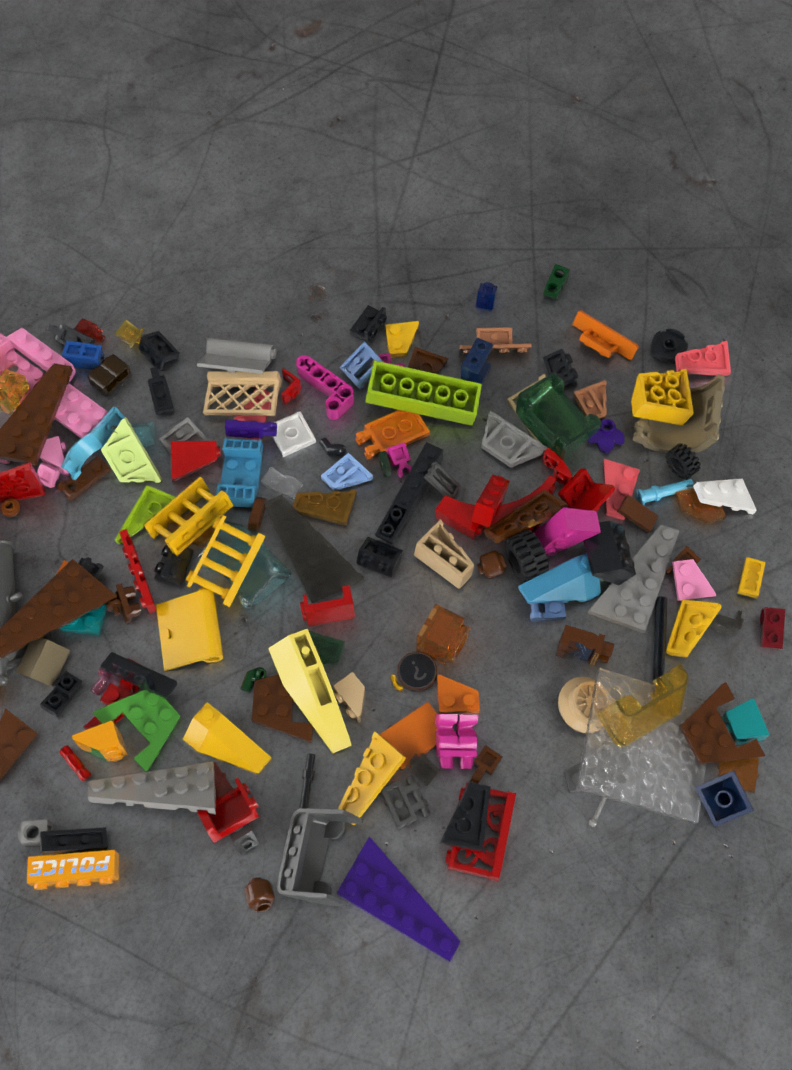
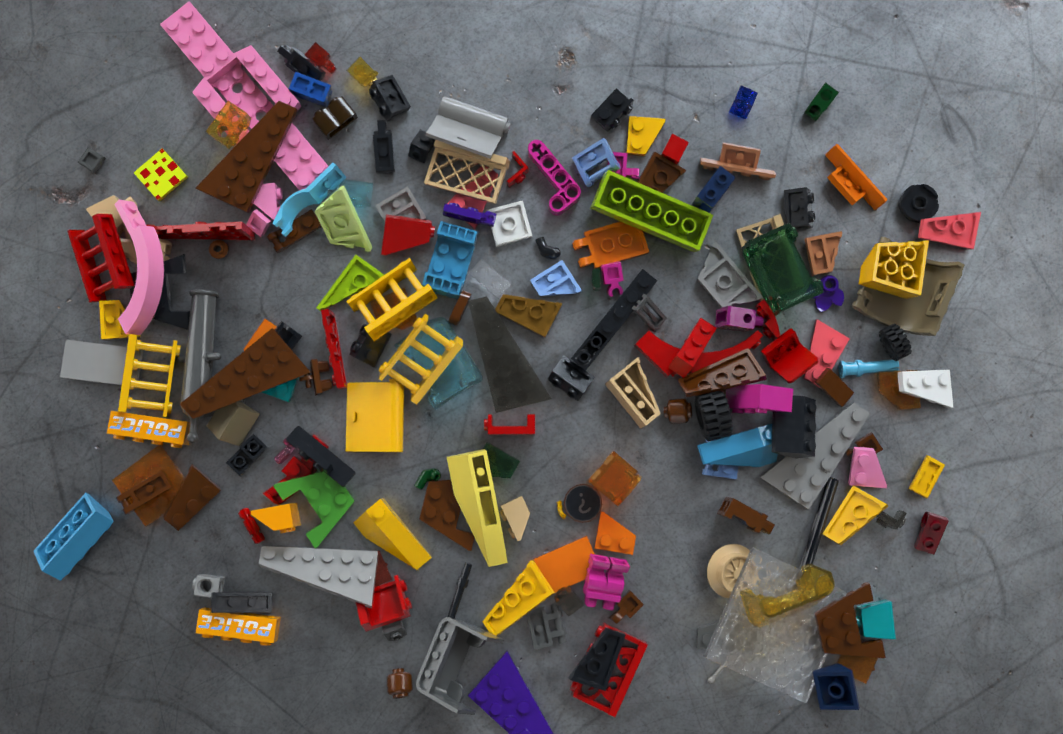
camera: 10 degrees right, 20 degrees up
(194, 384) = (421, 146): none -> black bracket
(433, 341) = (675, 148): none -> red panel
(527, 470) = (737, 319): none -> magenta torso

